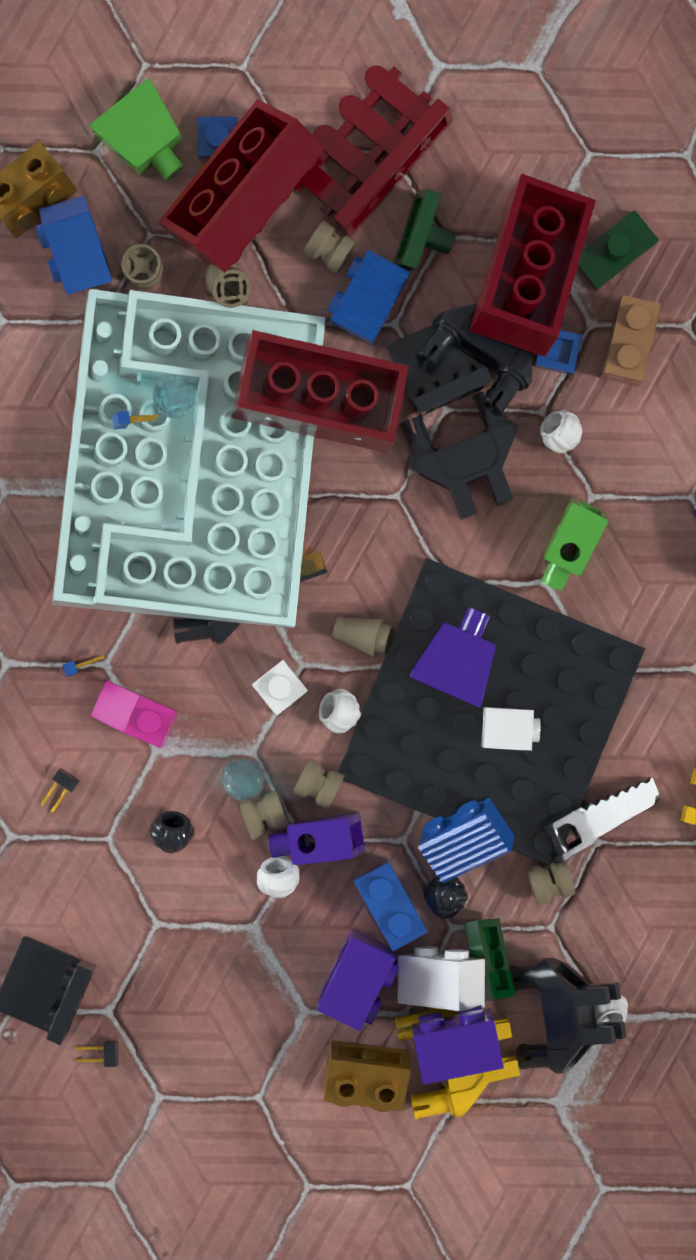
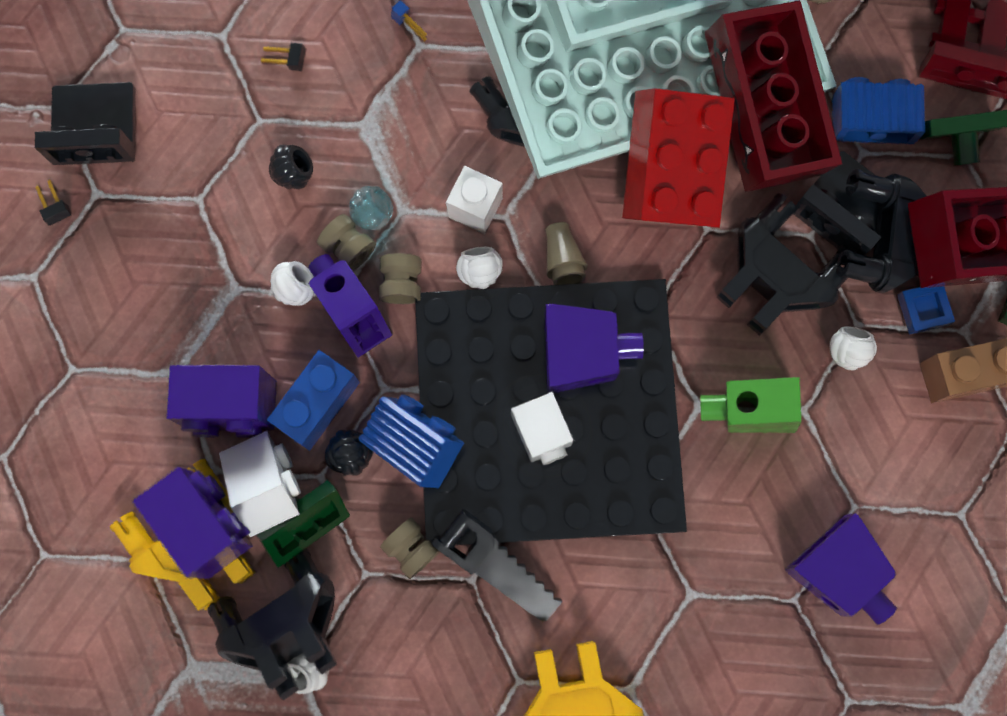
camera: 65 degrees right, 10 degrees down
(134, 714) = (385, 89): dark pink slope -> none
(312, 566) = (599, 177): clear yellow piece -> none
(332, 248) = (903, 55): dark tan wheel -> none
(335, 500) = (678, 157): none -> red brick
(366, 1076) = (129, 453): pearl gold brick -> none

